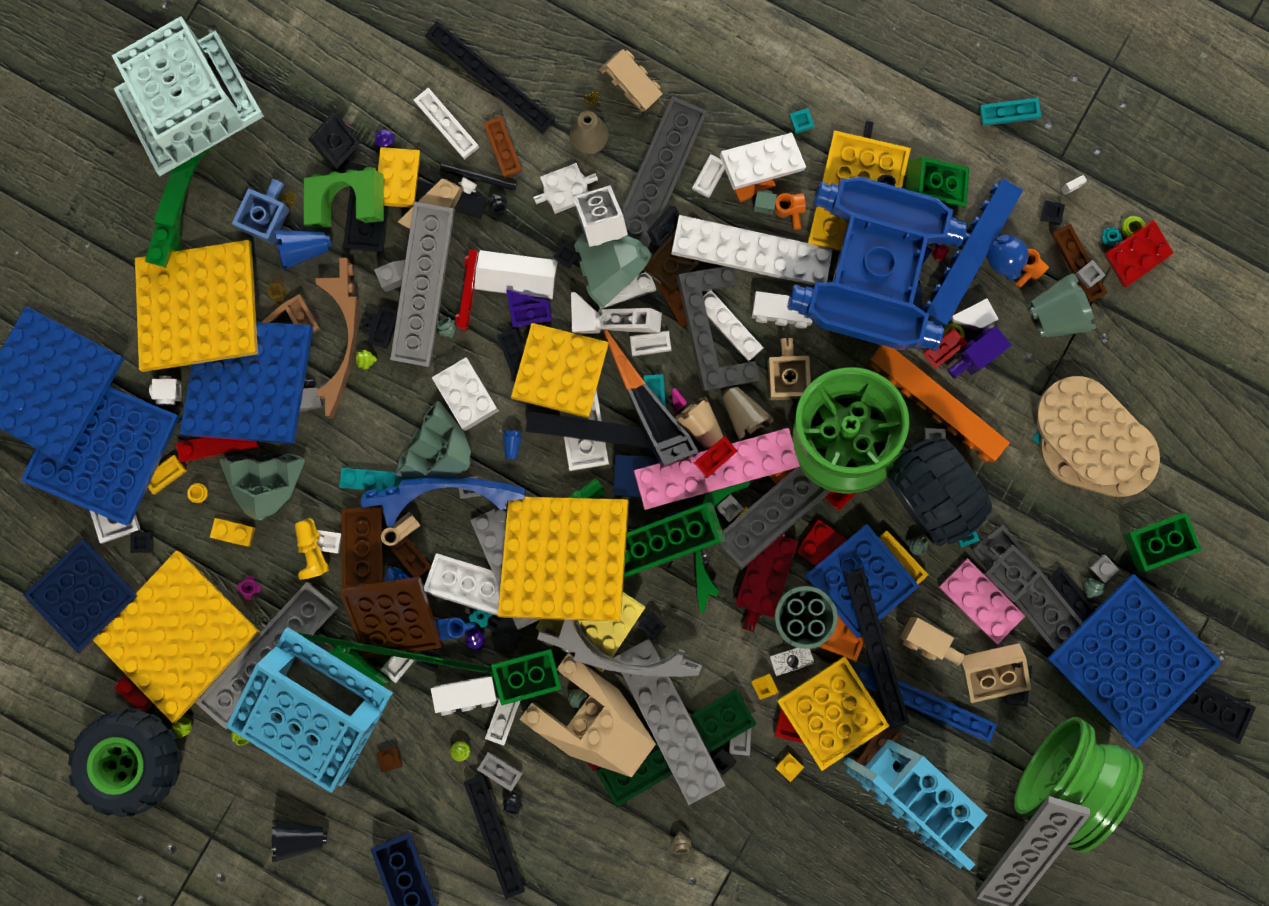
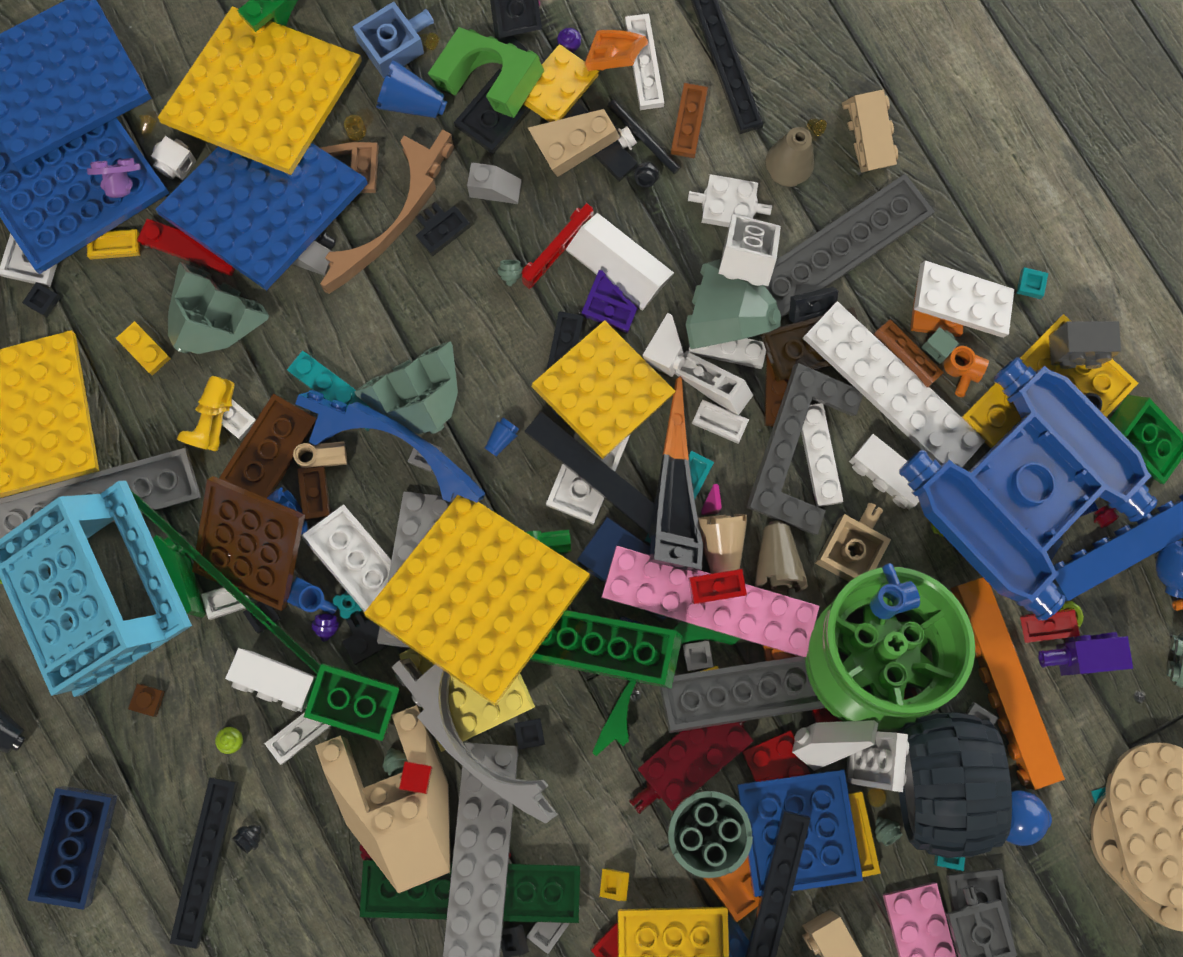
camera: 25 degrees right, 5 degrees down
(130, 376) = (147, 123): none -> clear yellow piece
(138, 428) = (115, 177): none -> medium lavender plate
(197, 493) = (134, 284): yellow plate -> none
(243, 587) = (115, 412): magenta plate -> none
(365, 359) = (402, 252): lime plate -> none
(421, 129) = (614, 49): none -> orange plate
(422, 284) = (513, 207): light grey plate -> none
(465, 394) = (484, 352): white brick -> none
(499, 771) = (257, 791): light grey plate -> none
(566, 255) = (686, 272): black plate -> none
(597, 698) = (415, 777): none -> red tile
(709, 176) = (894, 282): white tile -> none
(747, 220) = (908, 352): none -> dark orange plate
(791, 660) = (662, 873): tile -> none
(836, 391) = (902, 595): none -> blue piece
(848, 510) = (831, 741): none -> white slope
(859, 145) = (1084, 344): none -> dark grey brick
(883, 505) = (880, 764): none -> white plate
(898, 527) = (876, 797): none -> clear yellow piece
(976, 317) = (1106, 613): white slope -> none
(999, 483) = (1029, 819): none -> blue brick

